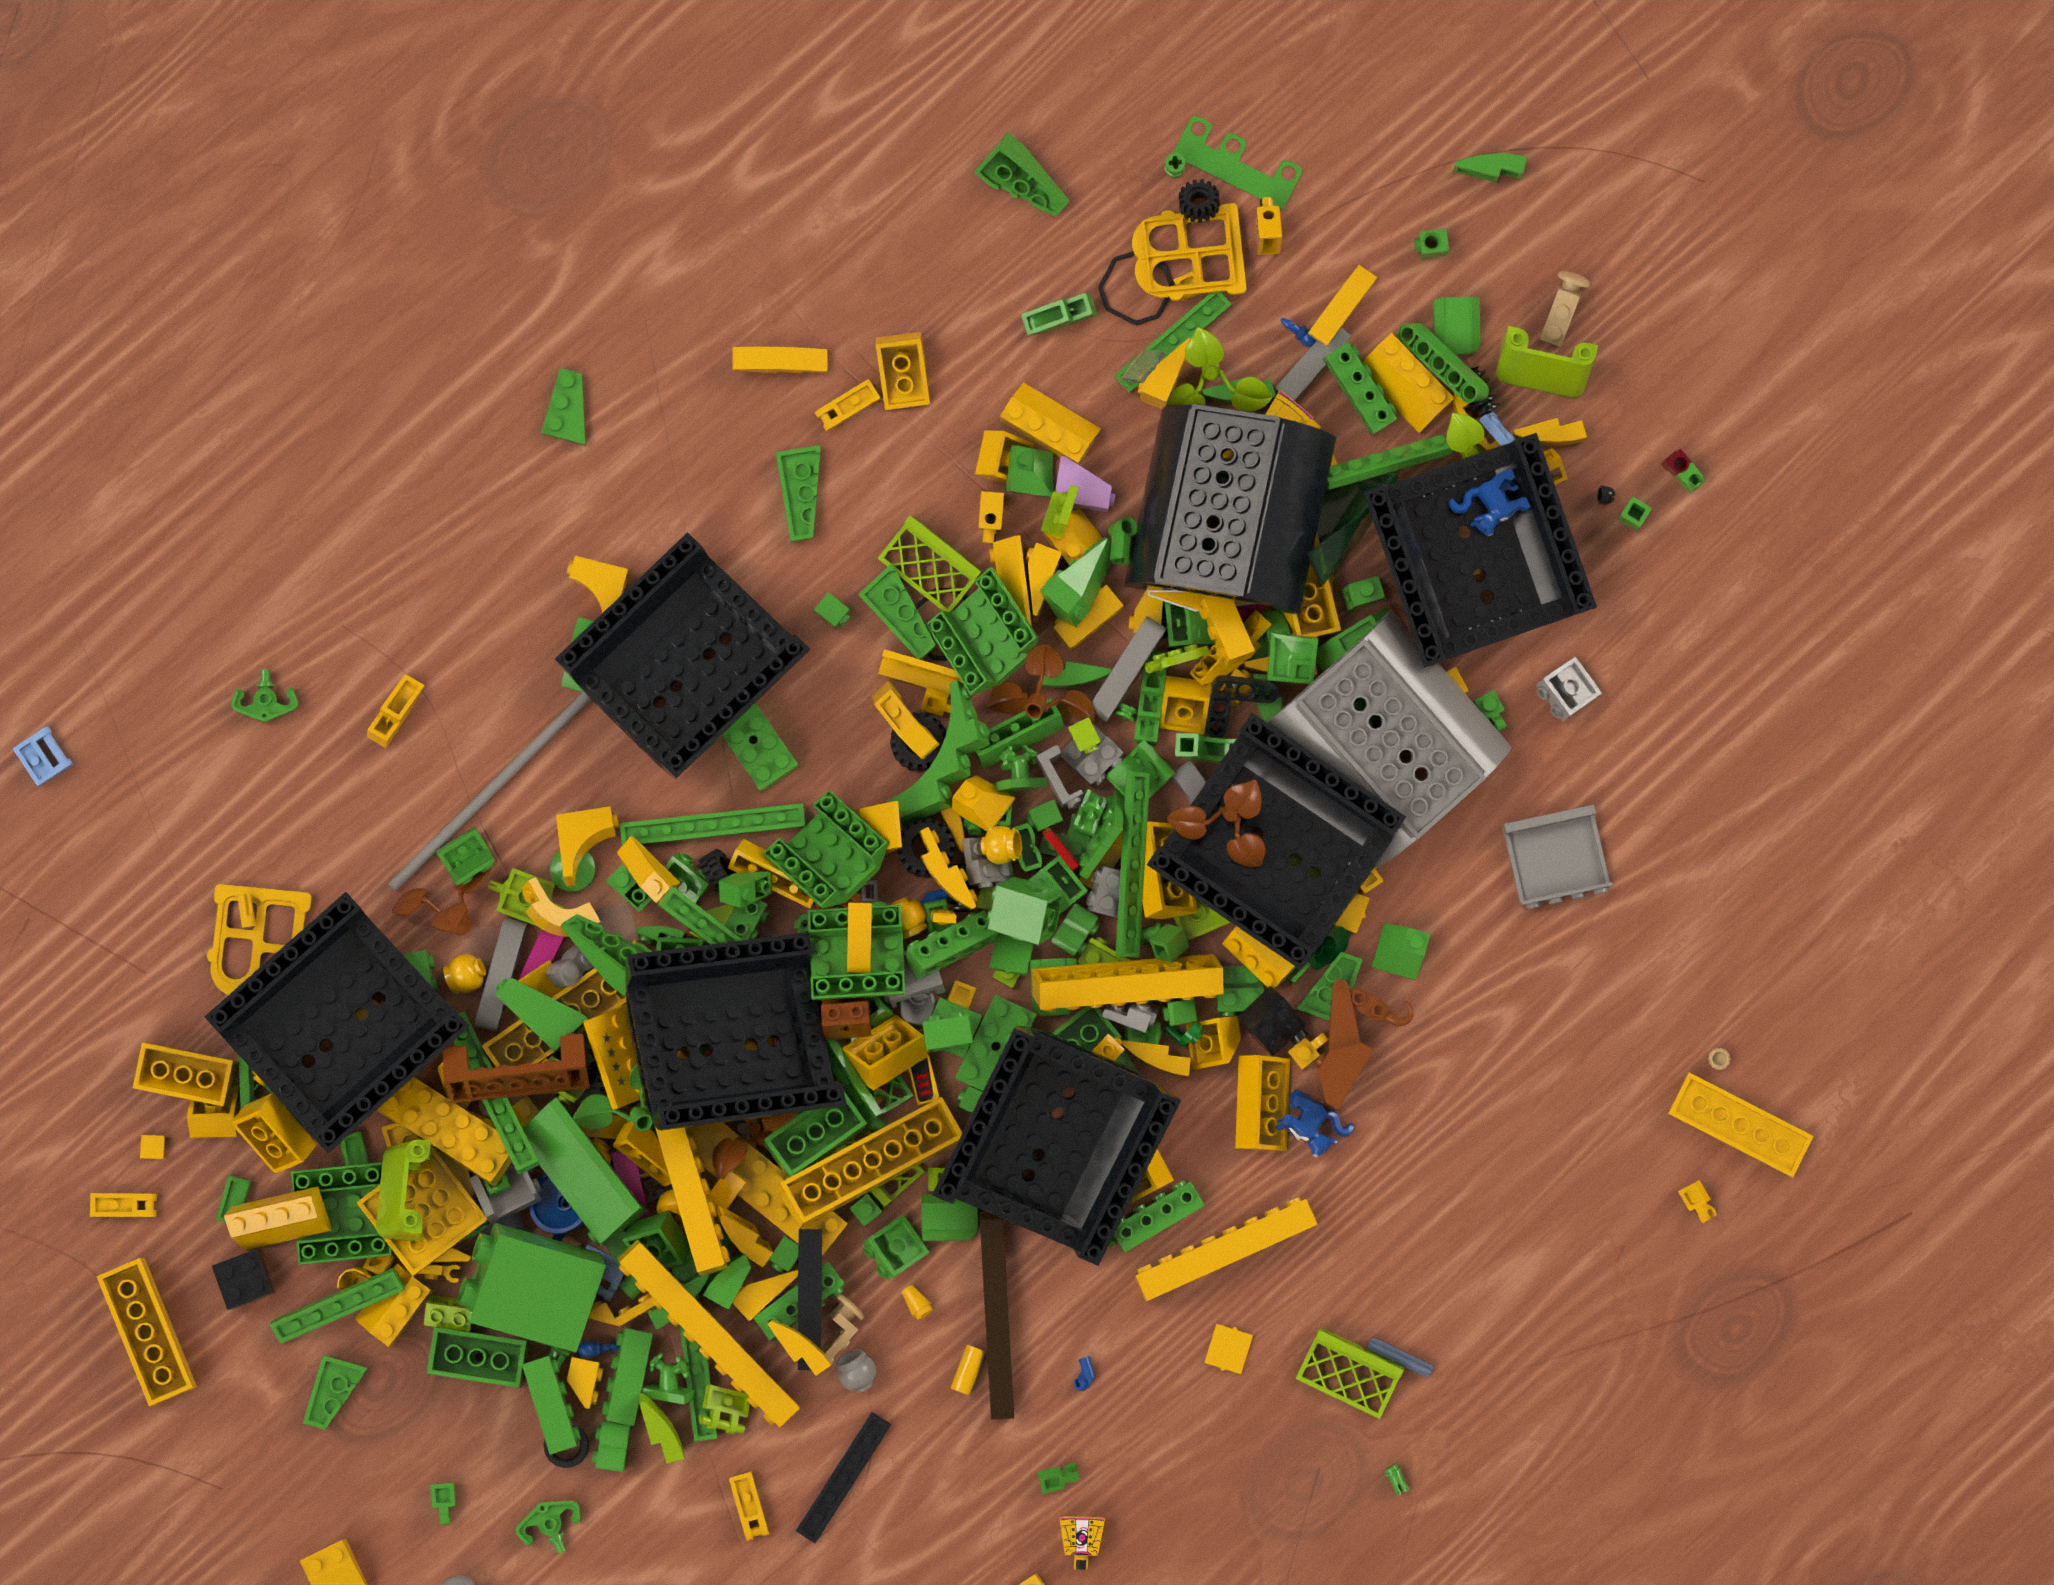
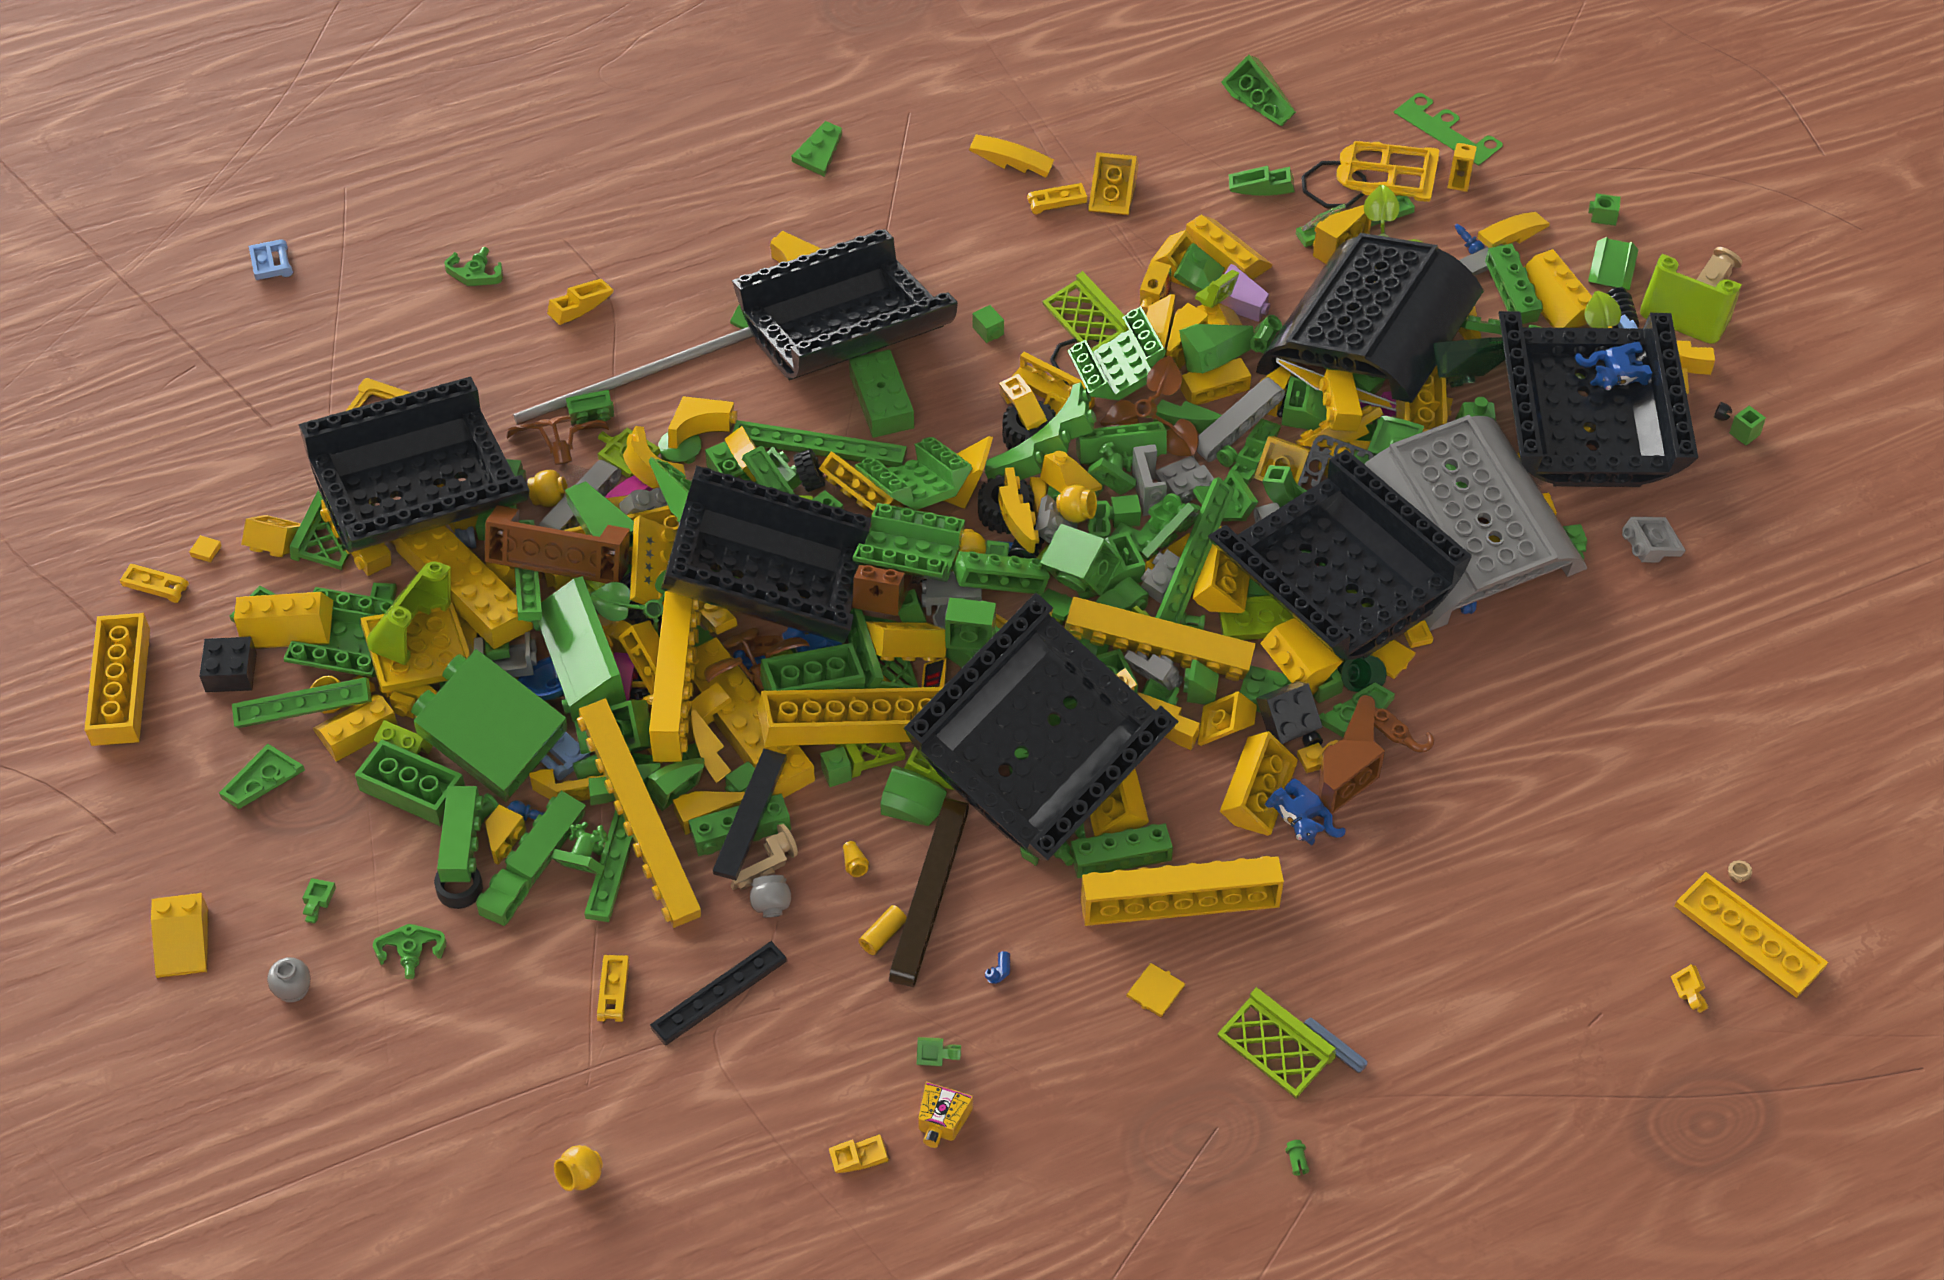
camera: 20 degrees right, 30 degrees down
(184, 1074) = (264, 492): yellow slope -> none
(246, 911) = (382, 393): yellow piece -> none
(273, 1133) = (315, 549): yellow brick -> none
(661, 1430) = (555, 888): lime slope -> none
(728, 1402) = (630, 886): lime plate -> none
(744, 888) = (827, 478): bright green slope -> none
(799, 486) = (993, 240): bright green wing -> none
(800, 1346) = (723, 844): yellow slope -> none
(859, 937) = (917, 520): yellow slope -> none
(894, 606) = (1045, 336): bright green wing -> none
(895, 1248) = (850, 805): bright green plate -> none
(943, 917) = (1001, 548): yellow tile -> none
(1060, 848) = (1129, 525): red tile -> none
(1084, 736) = (1182, 453): lime brick -> none
(1169, 943) = (1211, 622): bright green brick -> none
(1176, 657) = (1287, 417): lime plate -> none
(1180, 161) = (1394, 109): bright green bush -> none
(1191, 1034) = (1205, 703): green plate -> none
(1200, 211) = (1407, 136): black tyre -> none
(1239, 801) = (1310, 557): dark orange plant -> none
(1400, 950) = (1436, 699): bright green slope -> none
(1452, 364) = (1594, 277): bright green beam -> none
(1491, 166) = (1670, 172): bright green slope -> none
(1556, 857) = (1610, 662): light grey panel -> none
(1683, 470) = (1800, 409): leg -> none

